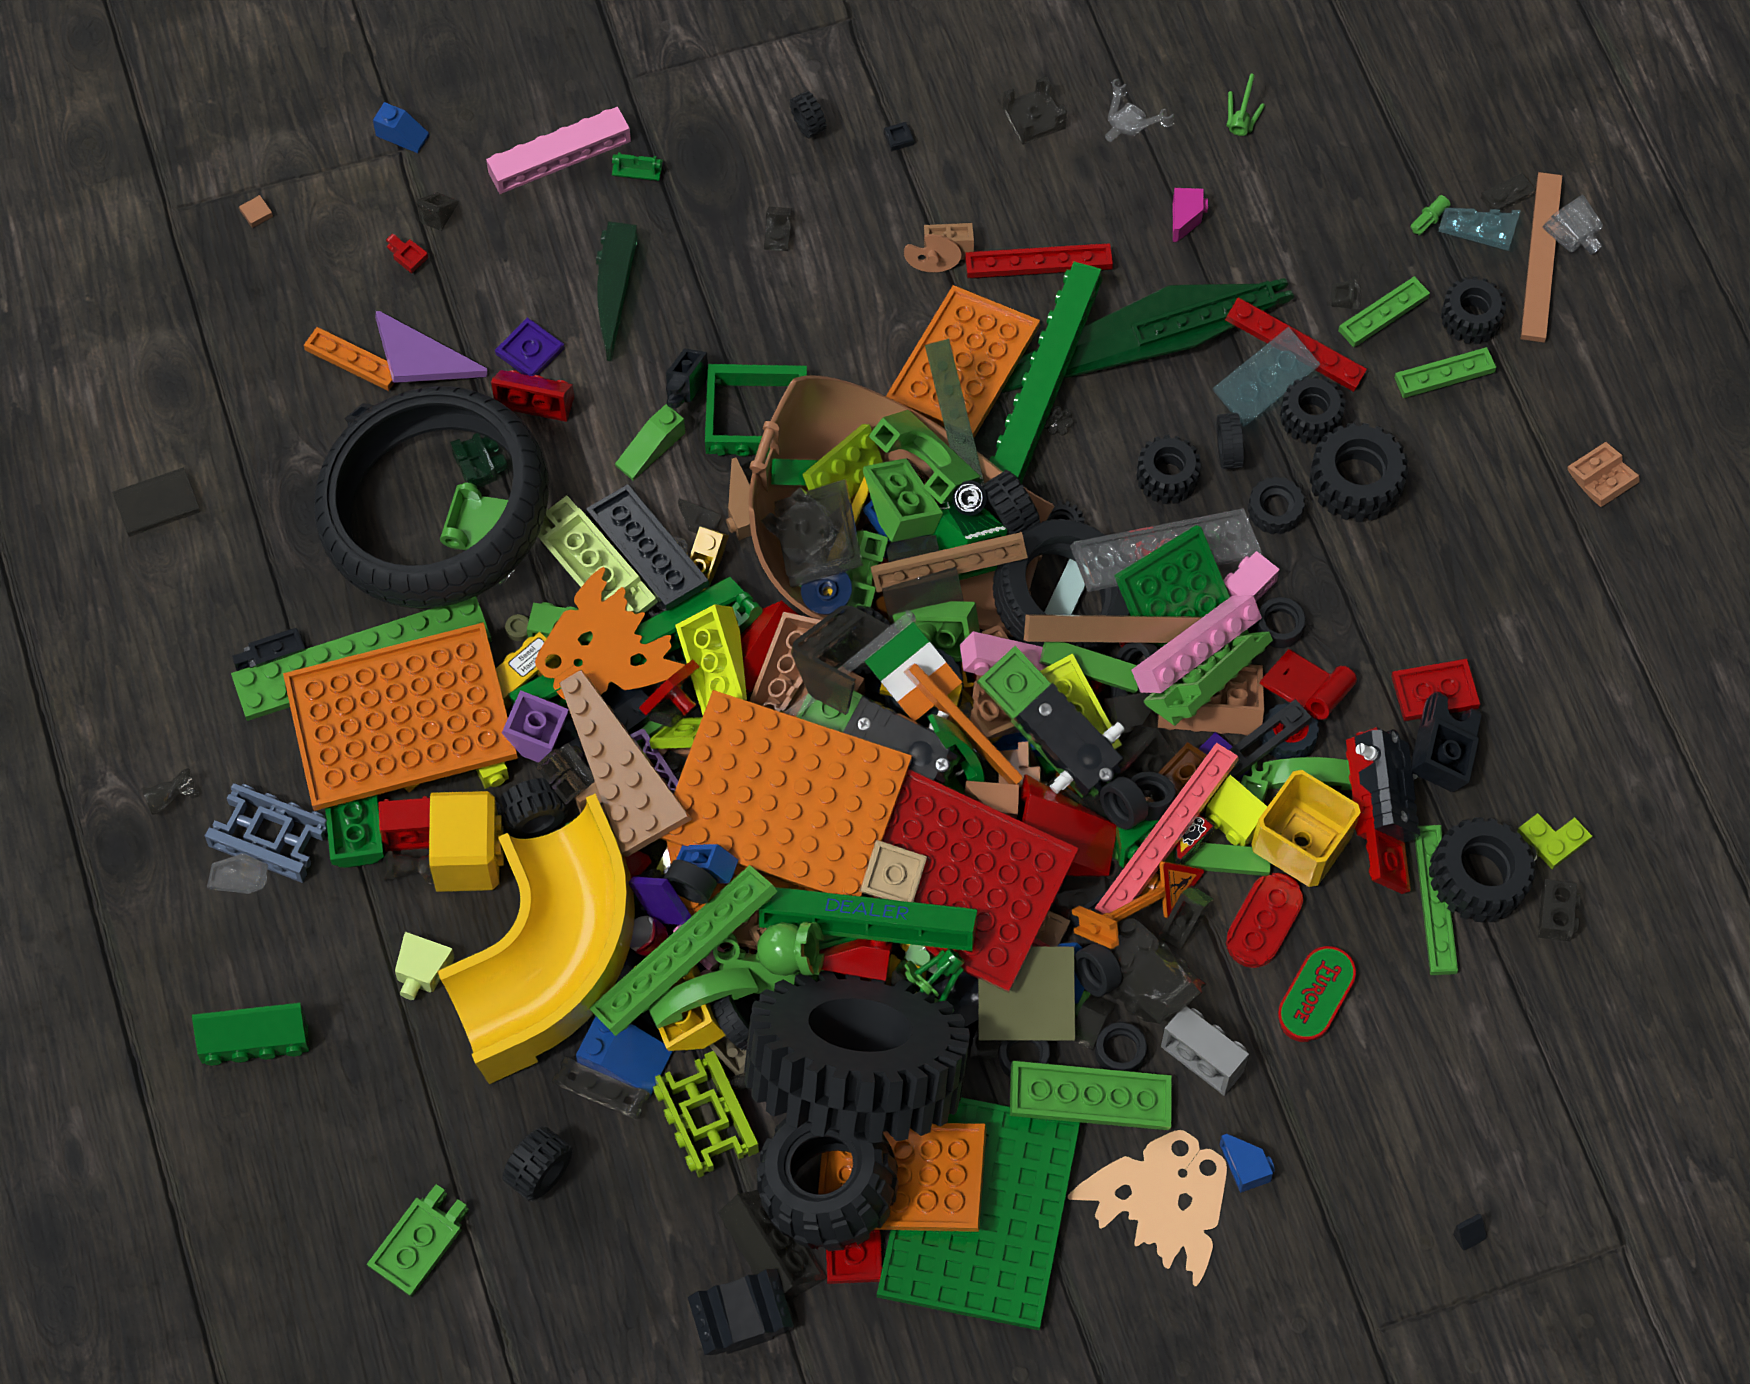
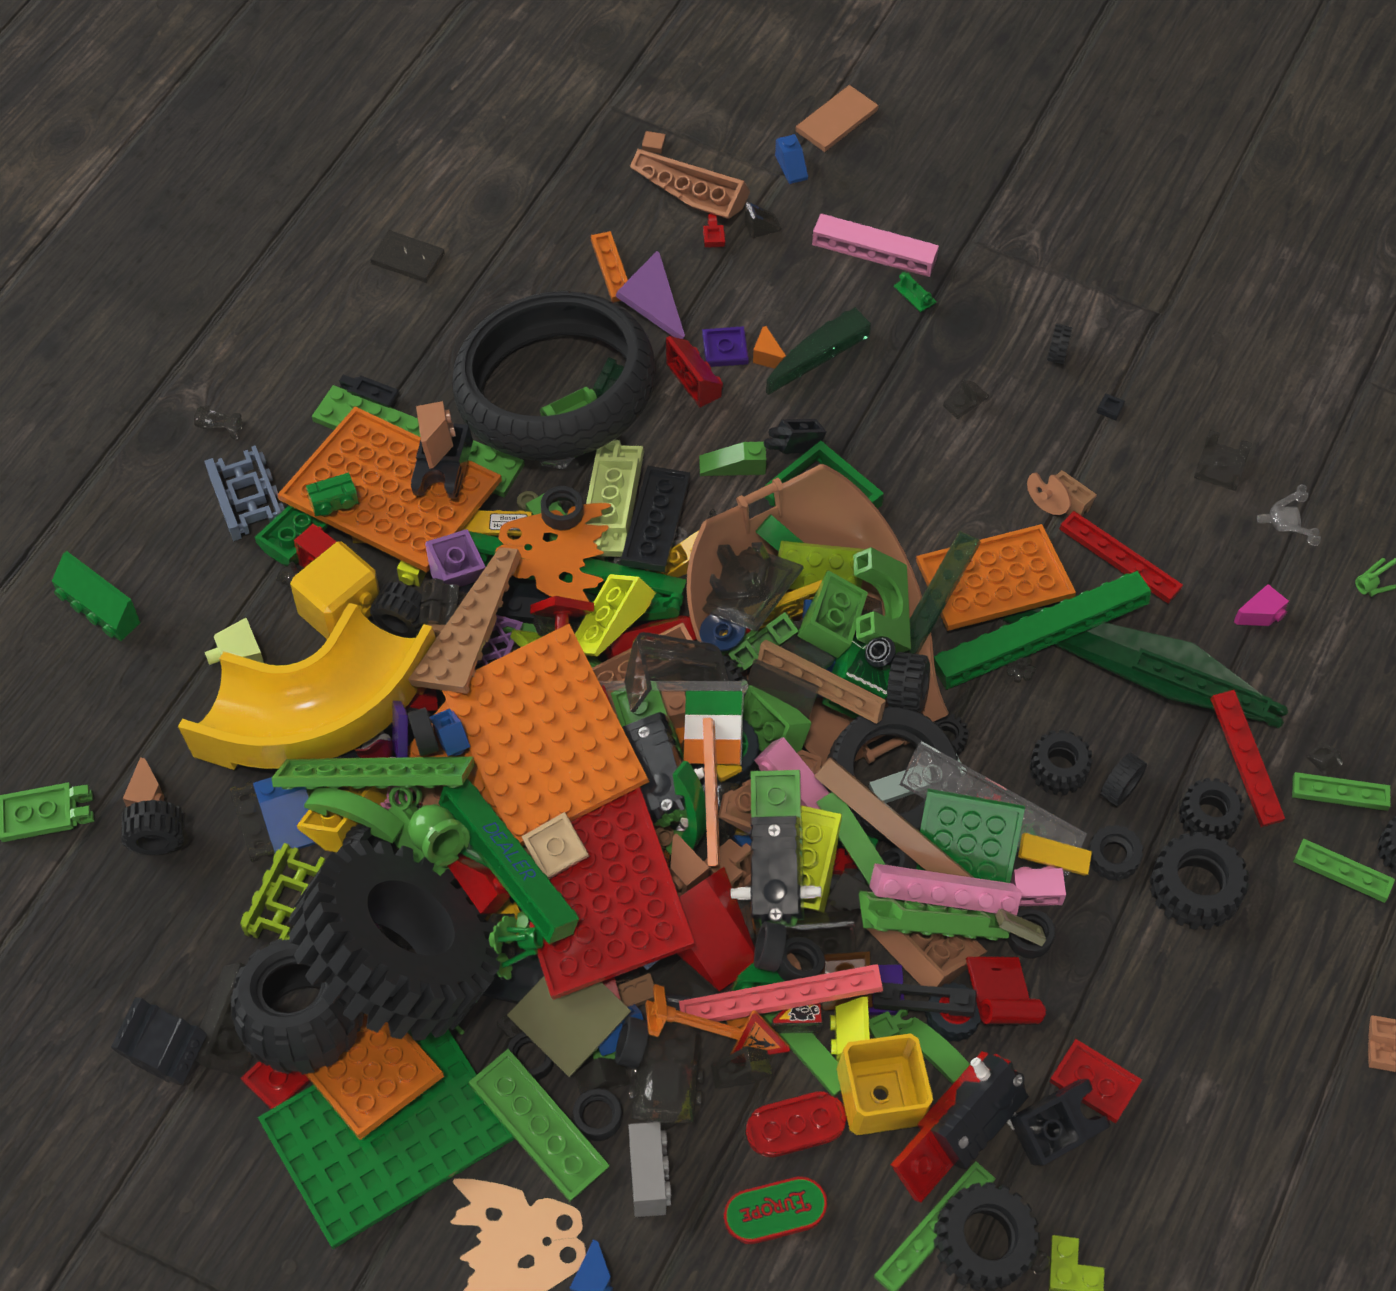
camera: 45 degrees right, 5 degrees down
(238, 874) = (200, 502): clear slope -> none
(341, 224) = (693, 185): none -> nougat wedge
(366, 763) = (332, 494): none -> green brick
(393, 56) = (836, 118): none -> nougat tile
(410, 630) = (435, 431): none -> nougat slope
(428, 656) = (449, 469): none -> black brick
(485, 1144) = (142, 785): none -> nougat slope
(572, 622) = (558, 494): none -> black tyre
(573, 321) = (767, 350): none -> orange slope
(1242, 544) = (1054, 854): none -> yellow tile
(1266, 376) = (1195, 758): clear light blue tile -> none
(1276, 622) = (1020, 927): none -> olive tile

